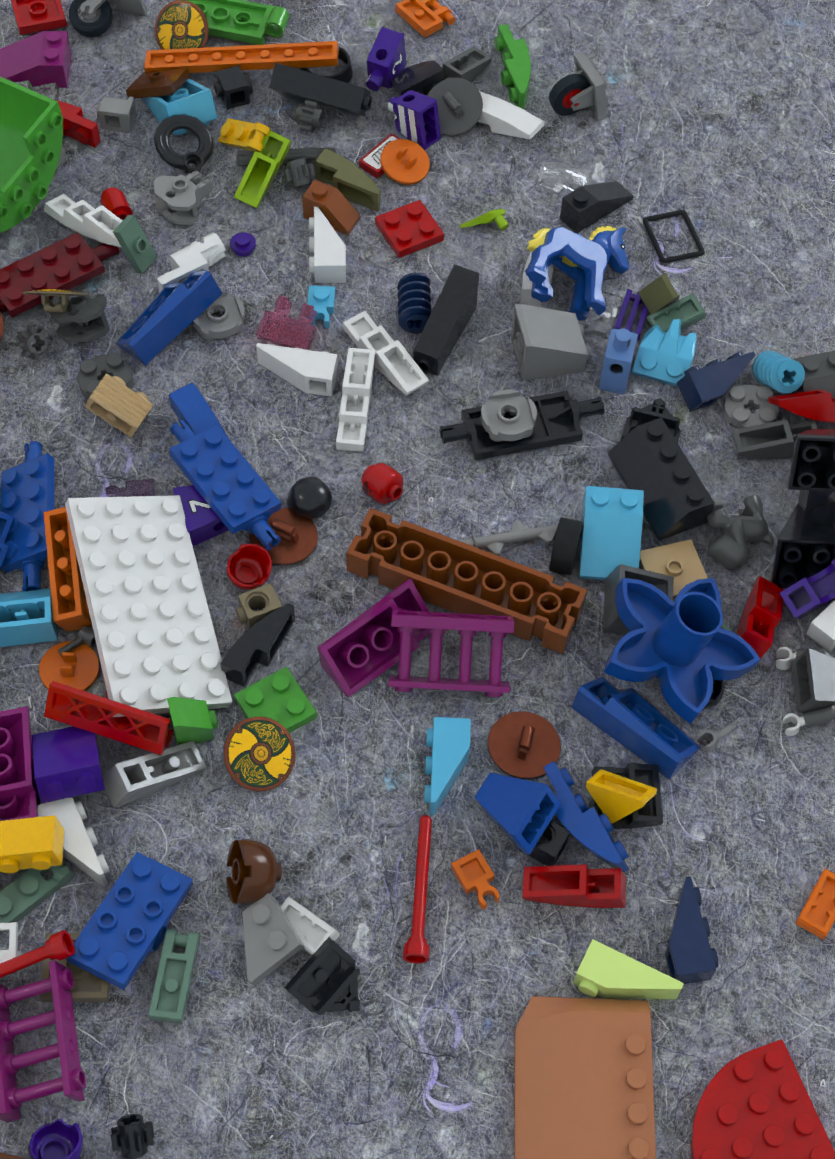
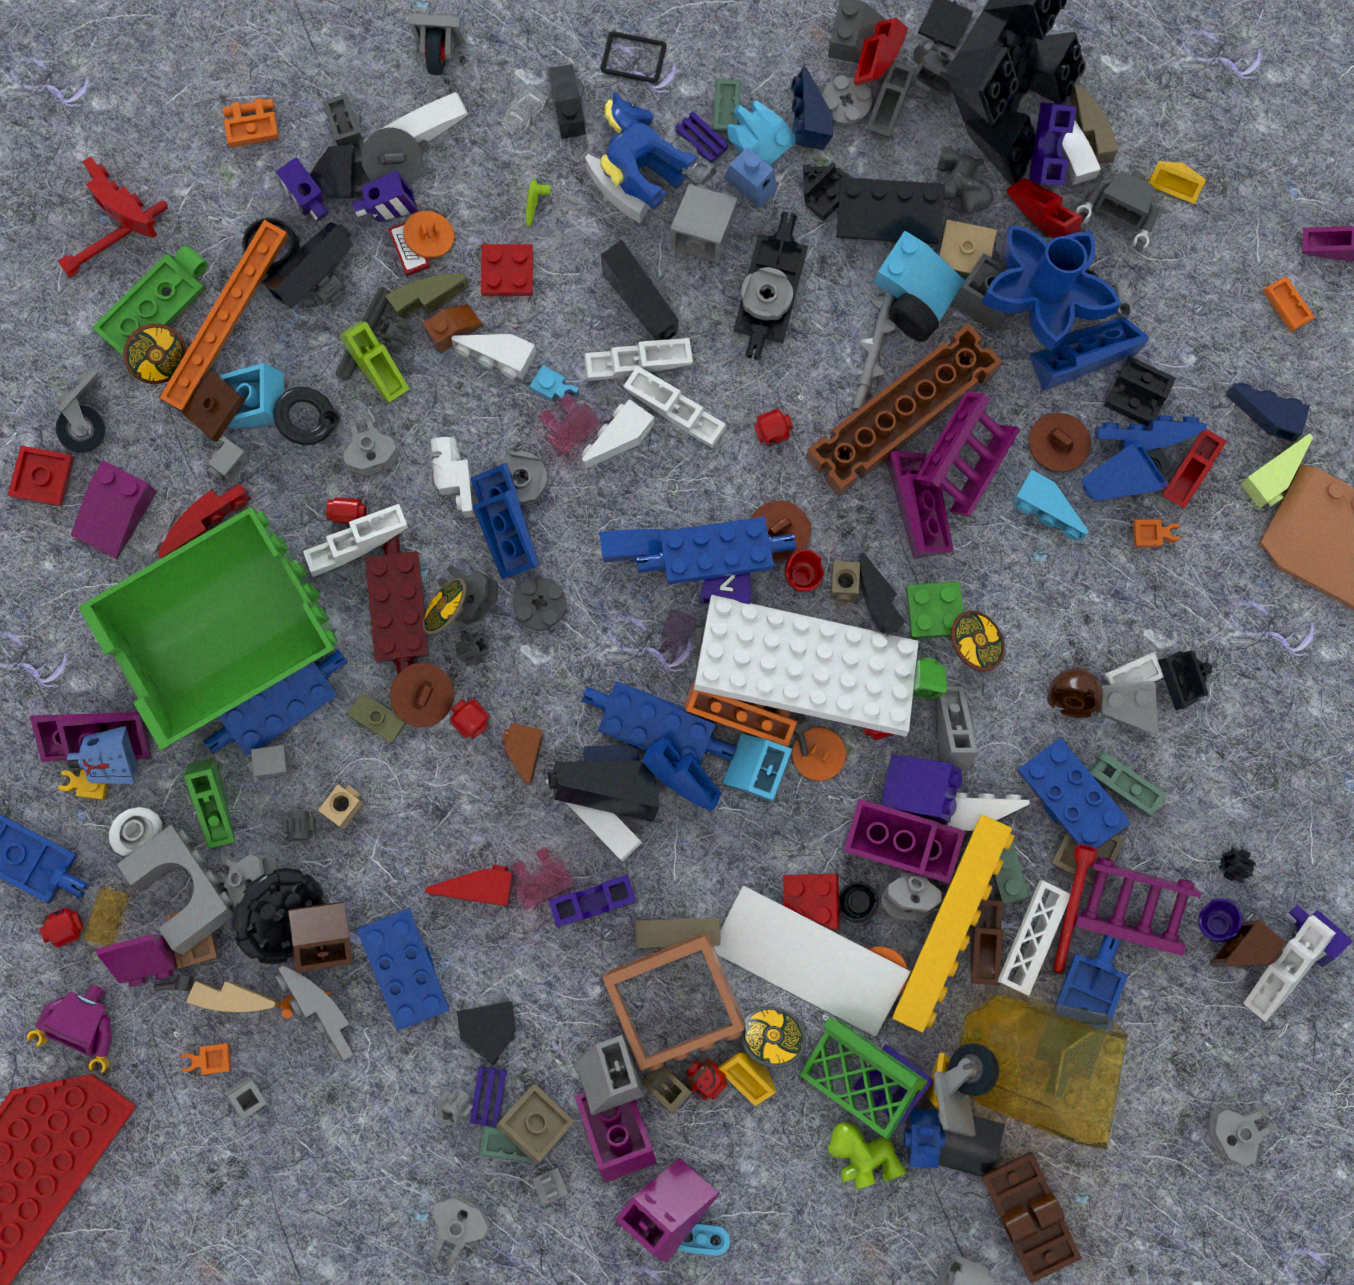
camera: 60 degrees left, 20 degrees up
(96, 716) = (900, 746): red fence -> none
(119, 404) = (585, 603): tan brick -> none
(135, 244) = (410, 512): sand green plate -> none
(233, 87) = (251, 340): black brick -> none
(243, 134) = (330, 359): yellow plate -> none
(243, 244) = (448, 419): dark purple plate -> none
(310, 497) = (755, 492): black hair -> none
(414, 302) = (600, 310): dark blue piece -> none
(416, 948) = (1186, 602): red piece -> none
(516, 65) = (376, 79): bright green slope -> none
(617, 794) = (1145, 395): yellow slope -> none
(658, 294) = (702, 104): olive slope -> none
(778, 372) = (833, 60): medium azure piece -> none

